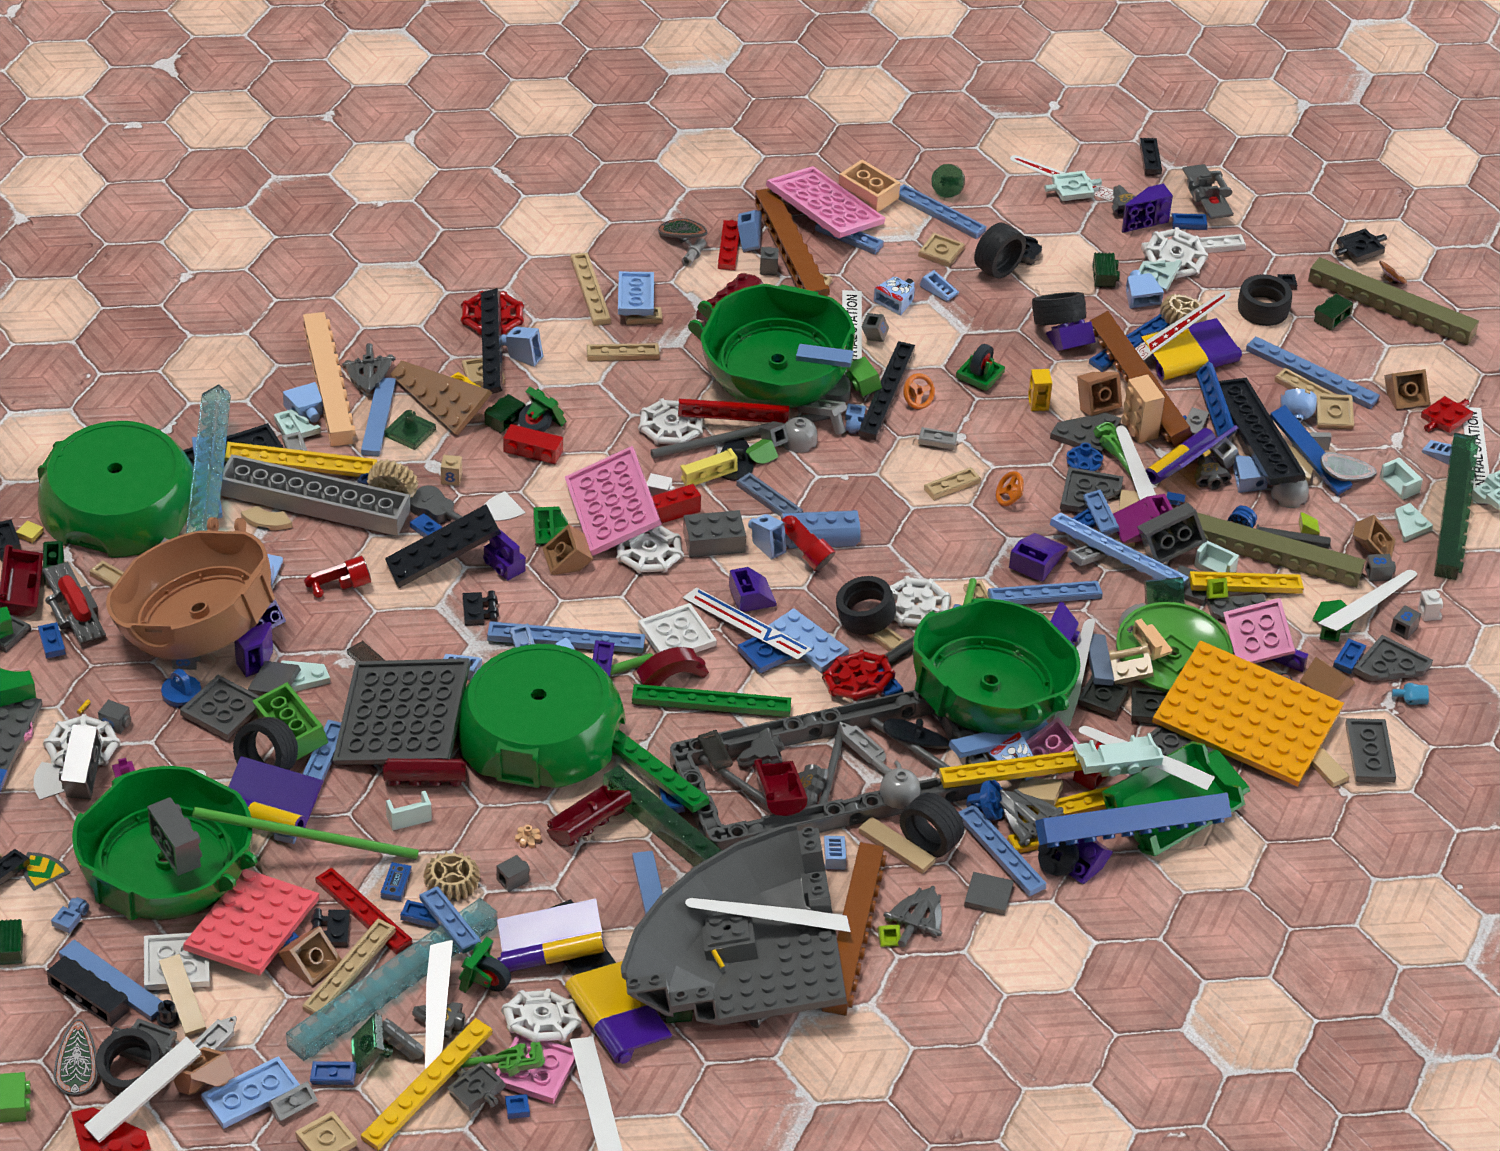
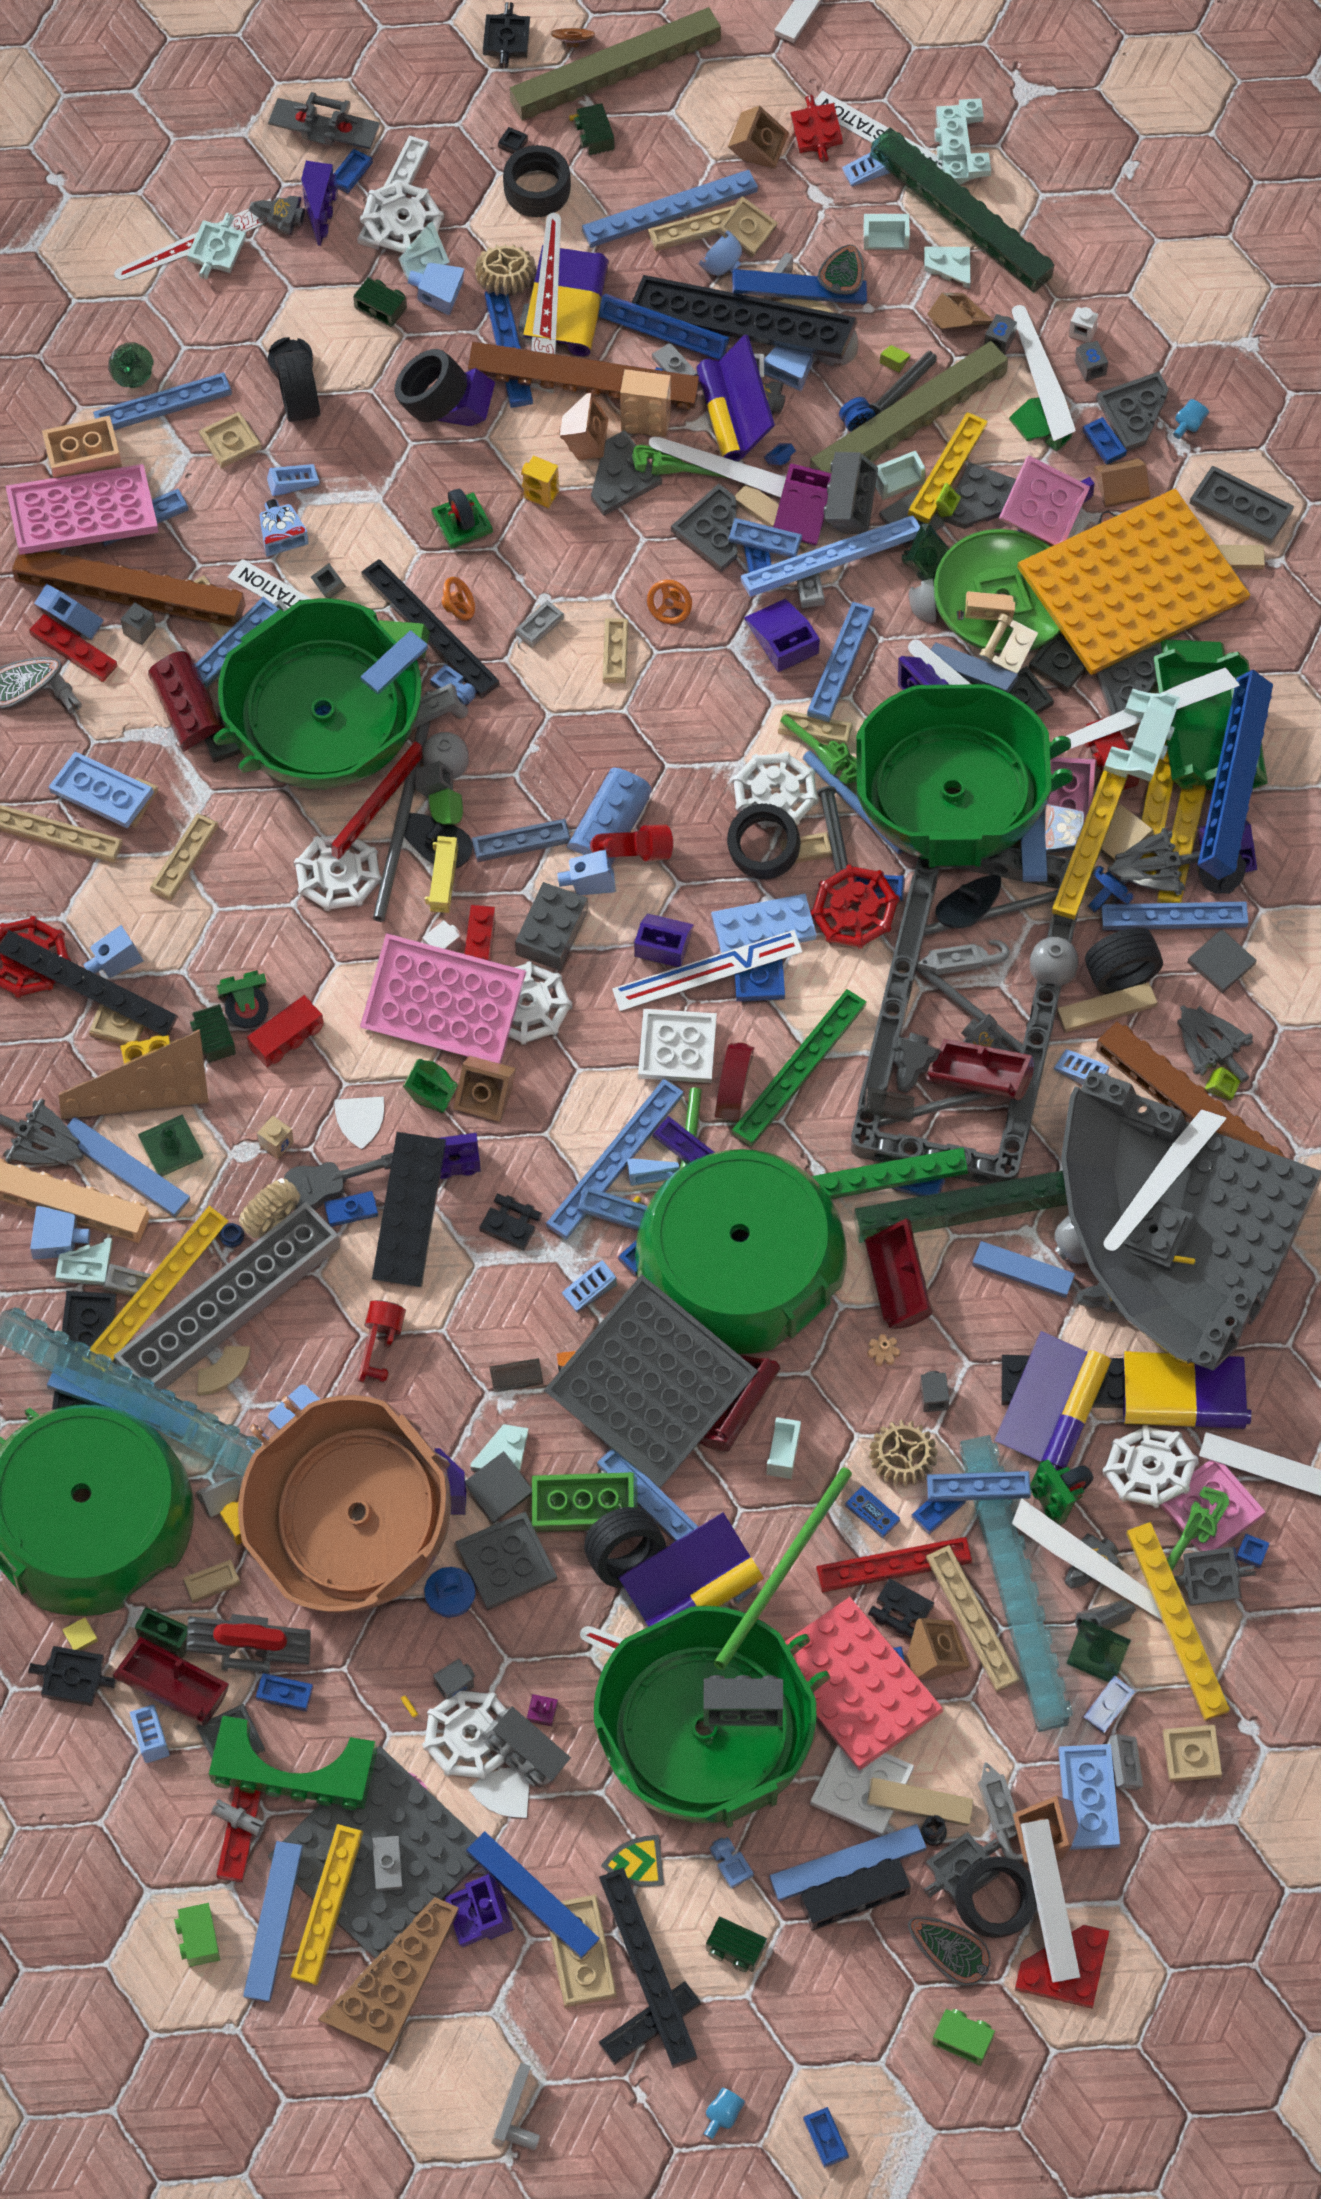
camera: 55 degrees left, 20 degrees up
(1084, 457) = (663, 502): blue dish -> none
(1150, 156) = (219, 140): black plate -> none

